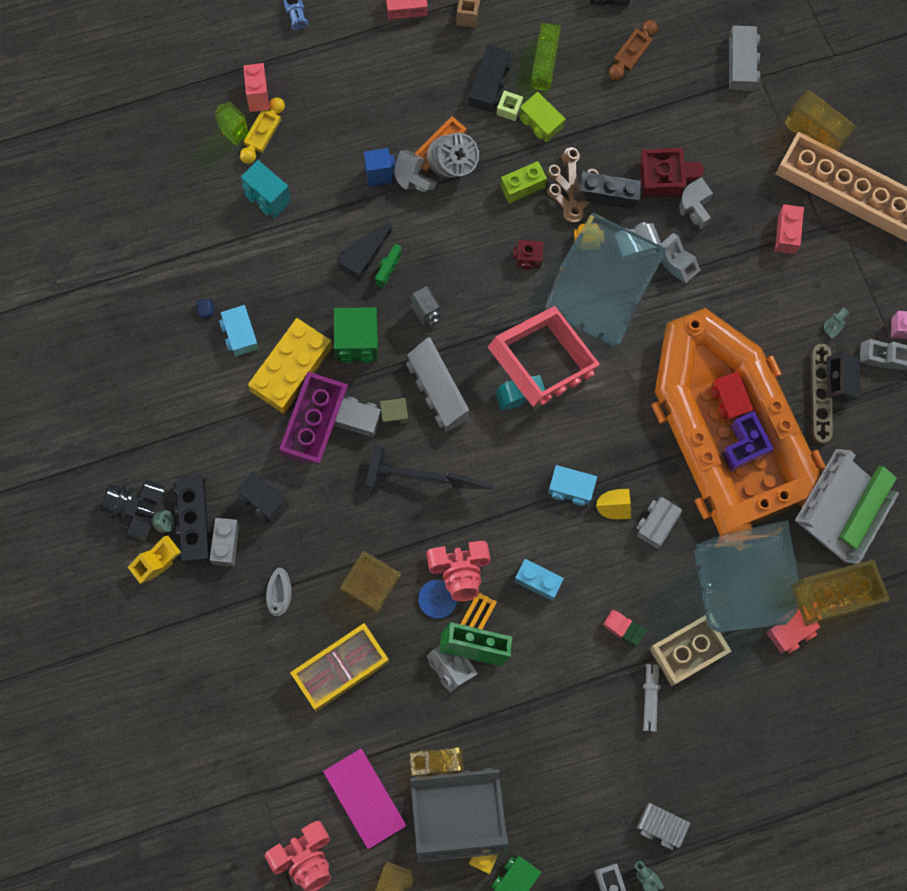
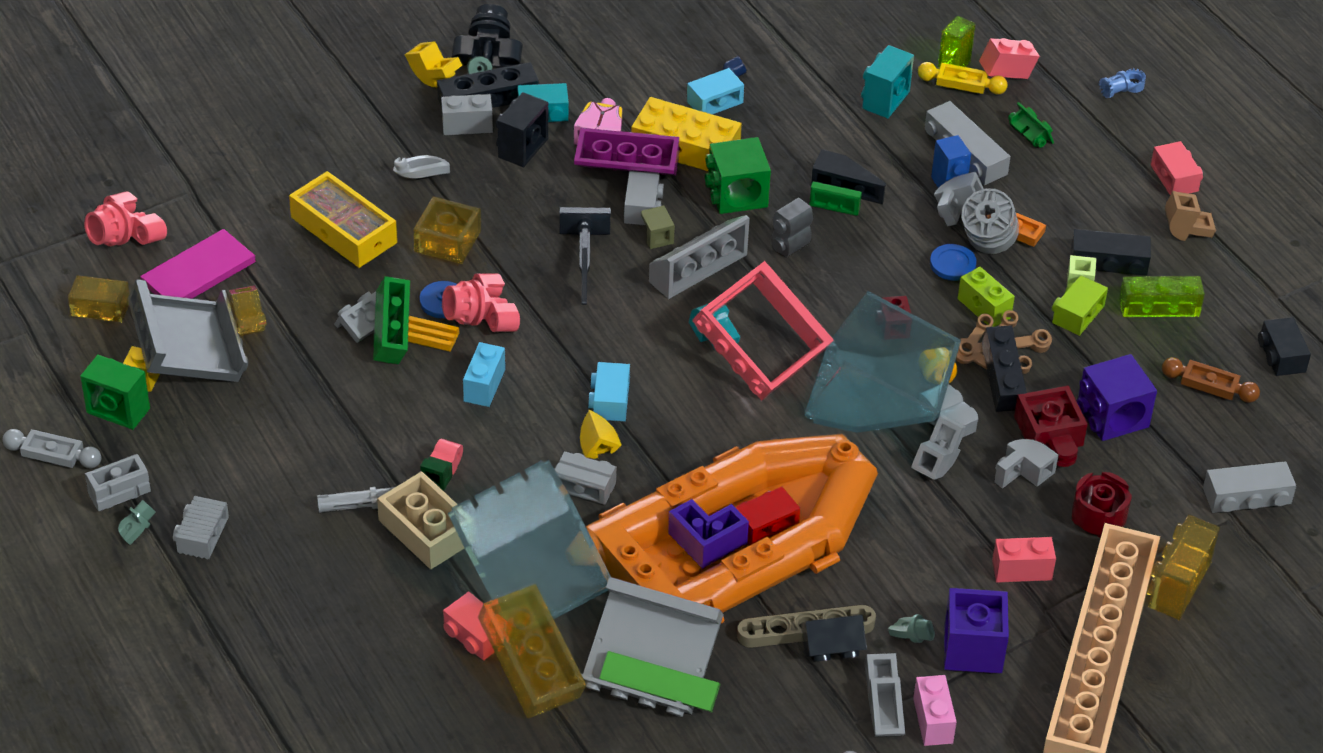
camera: 80 degrees right, 30 degrees down
(222, 475) = (555, 95): none -> teal brick
(259, 431) = (599, 116): none -> bright pink torso
(324, 96) = (1027, 119): none -> green hinge
(342, 148) = (987, 157): none -> light grey brick
(474, 196) = (952, 261): none -> blue piece
(652, 120) = (1116, 397): none -> dark purple brick
(748, 161) = (1100, 501): none -> dark red brick
(861, 279) = (976, 630): none -> dark purple brick

